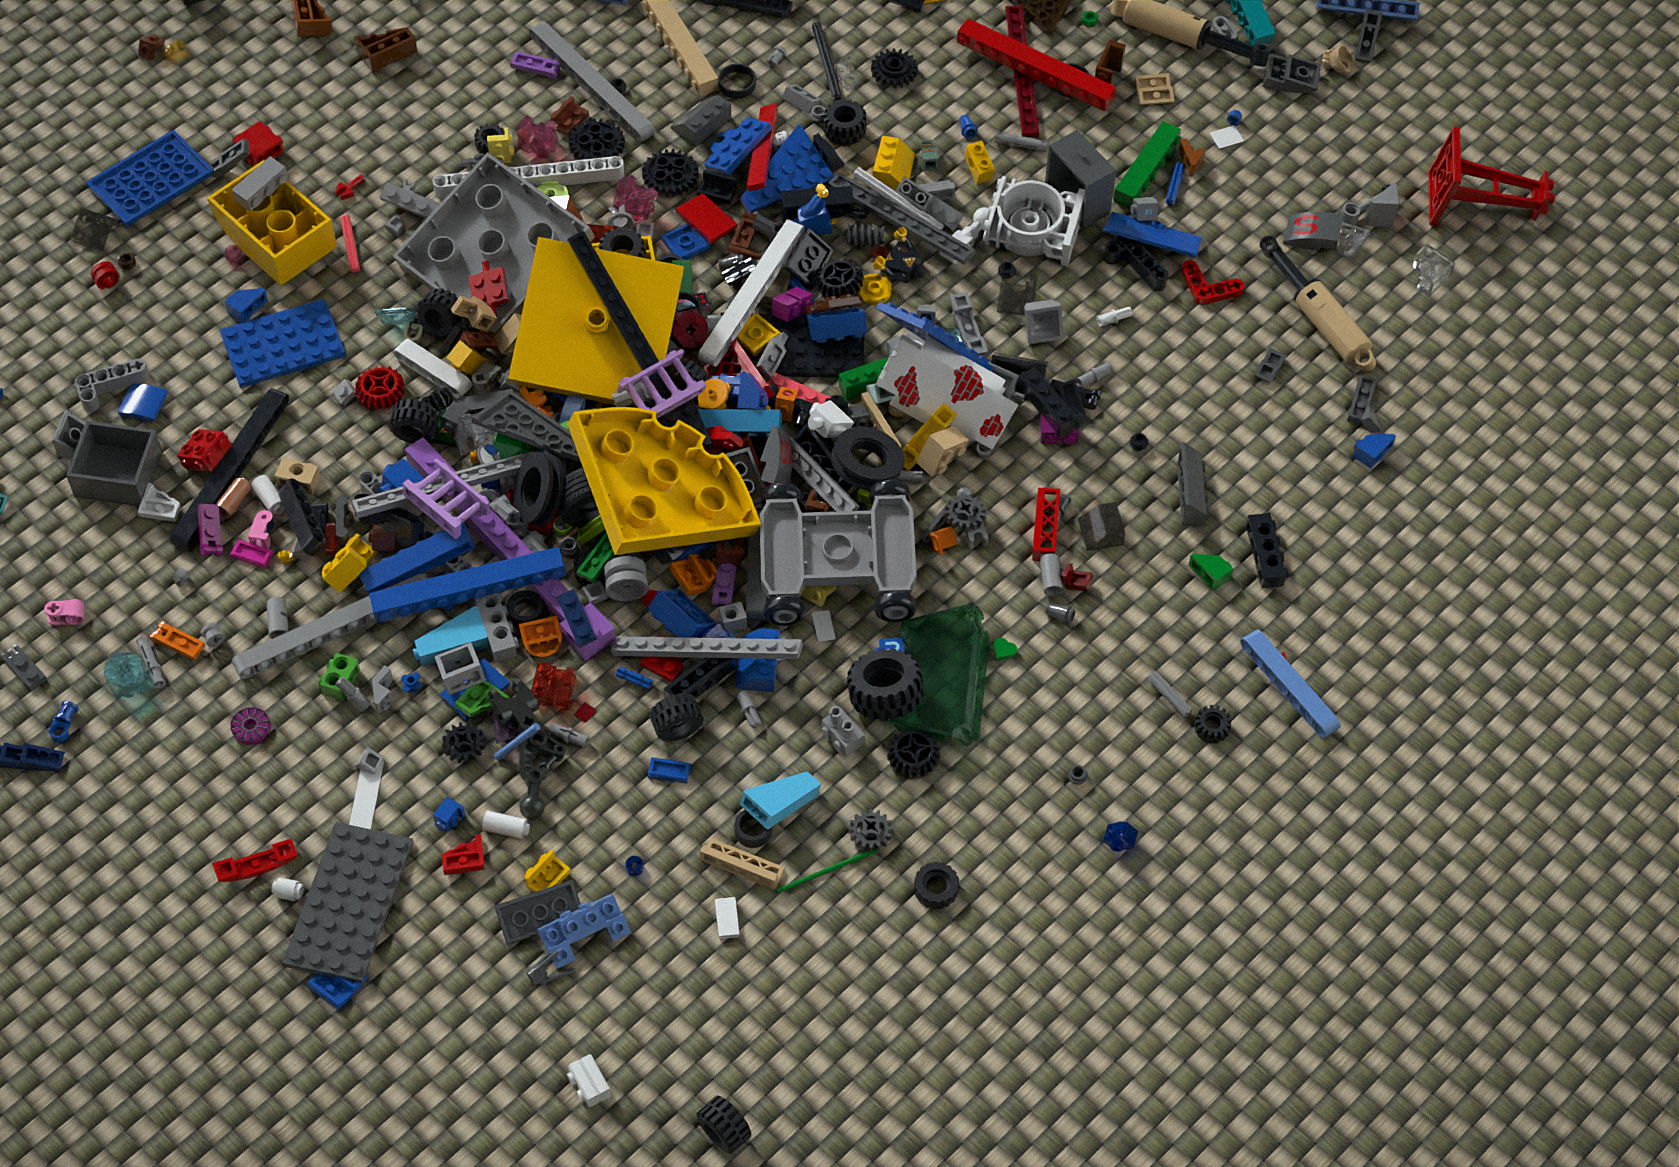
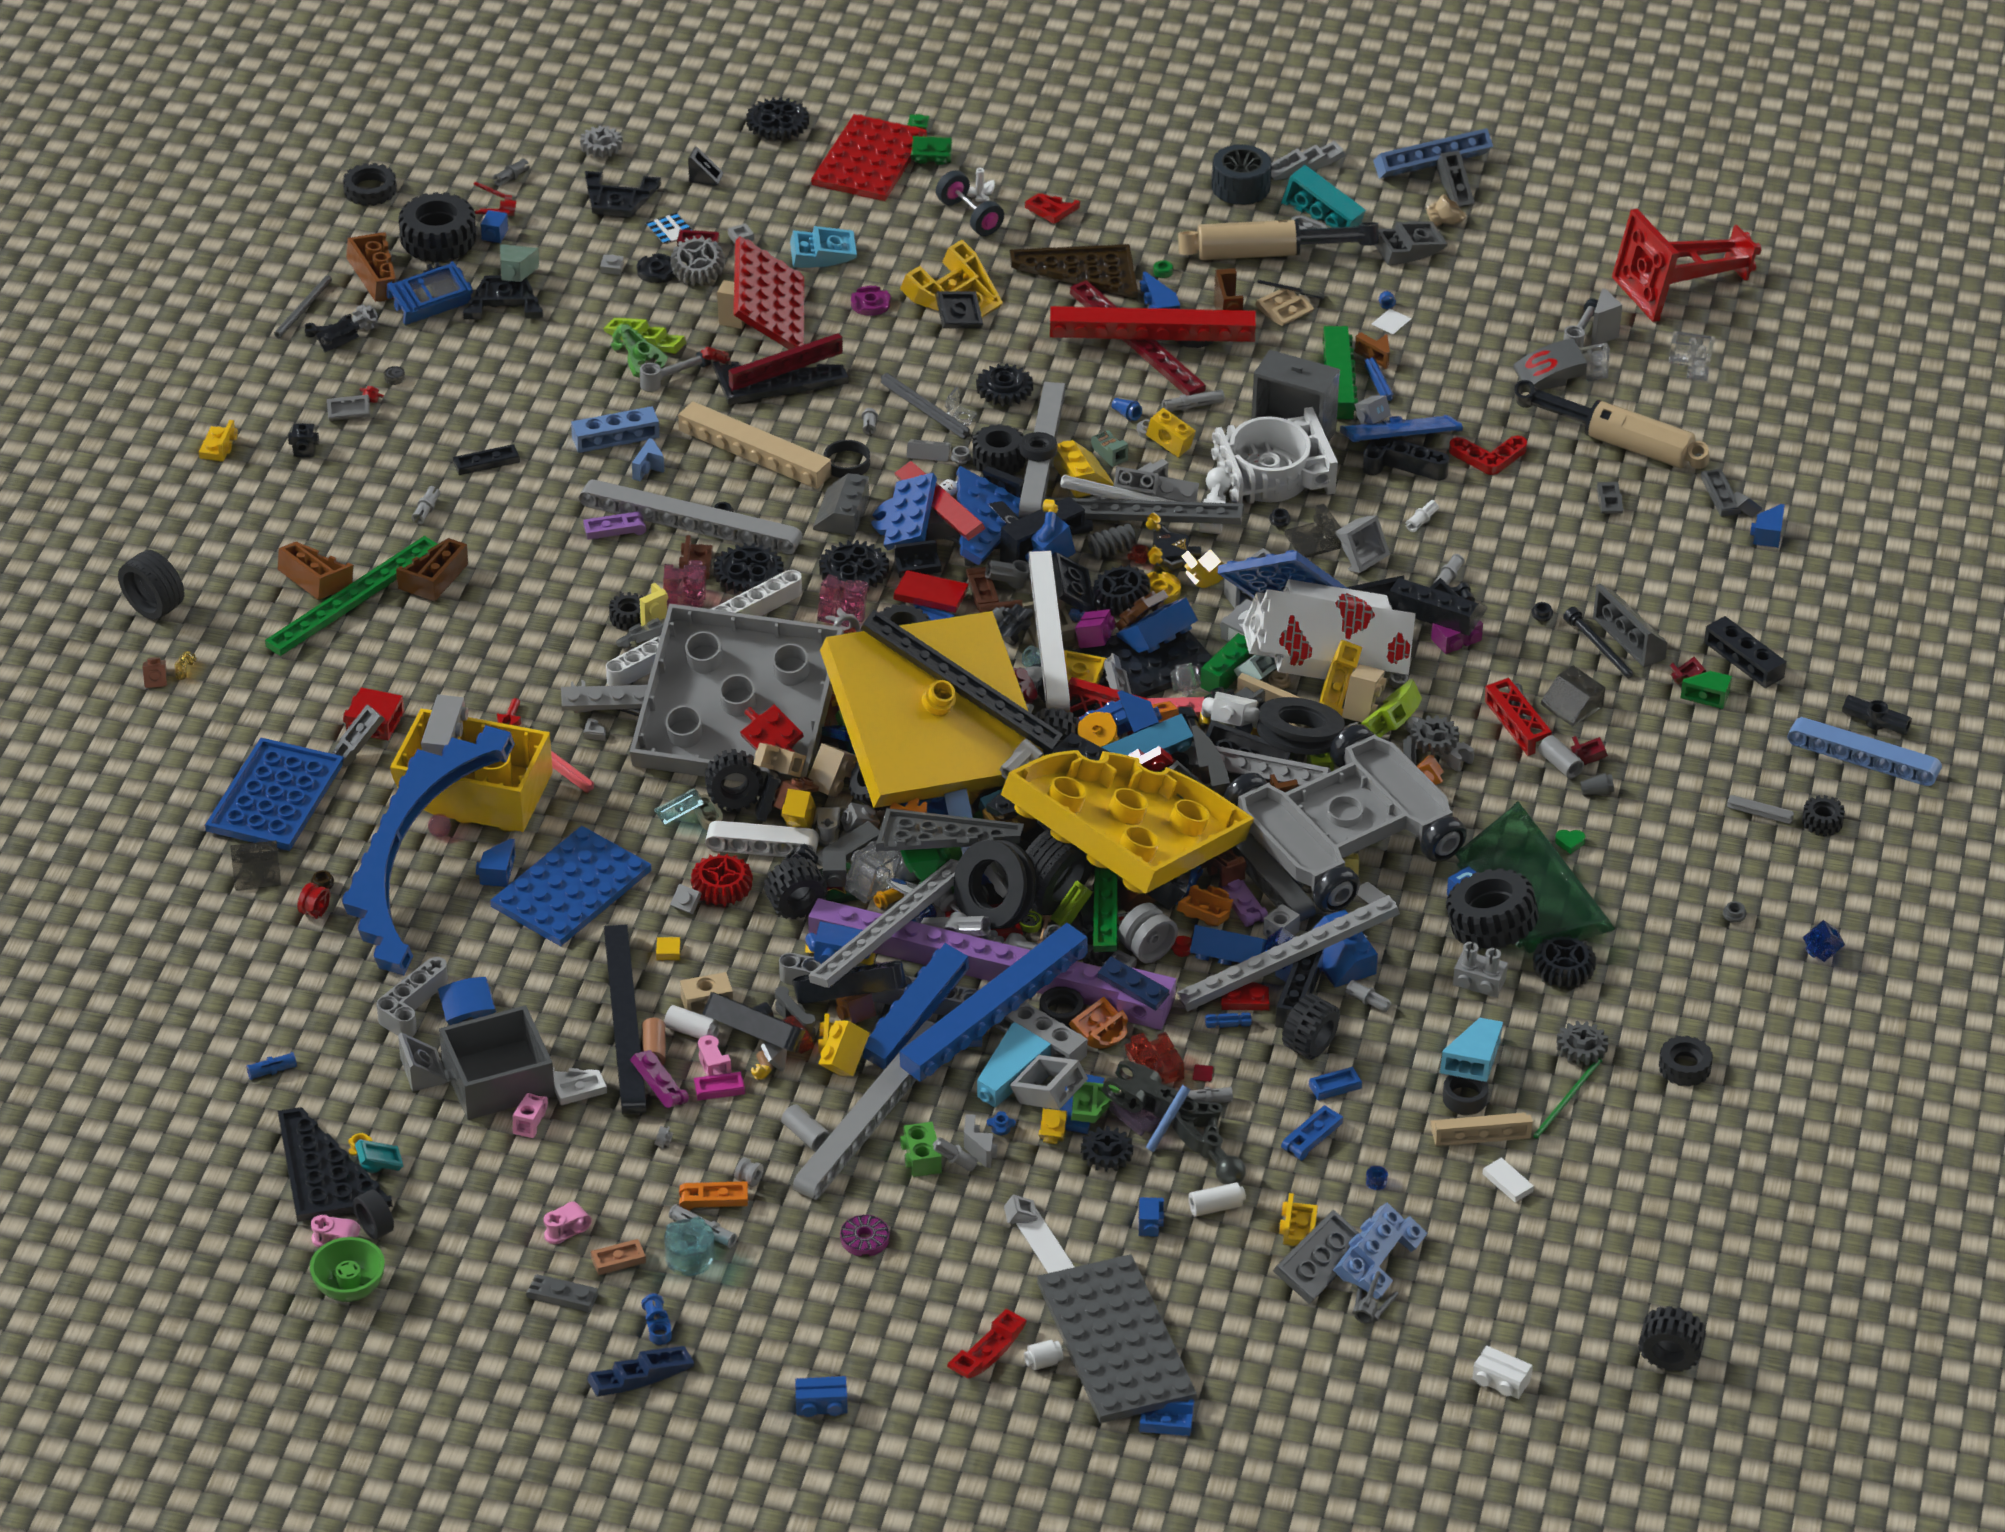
camera: 30 degrees left, 15 degrees down
(77, 657) = (618, 1257): none -> nougat plate
(110, 513) = (529, 1115): none -> bright pink leg
(117, 842) = (821, 1396): none -> blue brick
(141, 281) = (424, 780): none -> blue arch
(204, 450) = (585, 1009): red brick -> none
(305, 425) = (668, 948): none -> yellow tile
(314, 44) = (346, 599): none -> green plate
(440, 513) = (907, 941): lavender fence -> none
(441, 704) = (1052, 1126): none -> yellow bracket
(464, 858) = (1201, 1246): red wing -> none
(598, 19) = (648, 458): none -> medium blue slope
(617, 803) = (1312, 1132): none -> blue plate
(677, 398) = (1076, 737): lavender fence -> none
(802, 177) = (1004, 511): none -> black sticker
(826, 376) = (1185, 678): none -> clear head
(864, 125) = (1038, 454): none -> black tyre
(869, 139) = (1038, 471): none -> light grey beam
(914, 291) = (1205, 570): none -> yellow brick
(955, 477) = (1395, 711): none -> lime slope
(1063, 43) = (1157, 294): none -> blue slope
(1159, 457) = (1574, 617): none -> black piece
(1177, 85) = (1302, 291): none -> black piece
(1208, 546) = (1688, 669): none -> dark red bracket
(1320, 647) = (1877, 714): none -> black piece

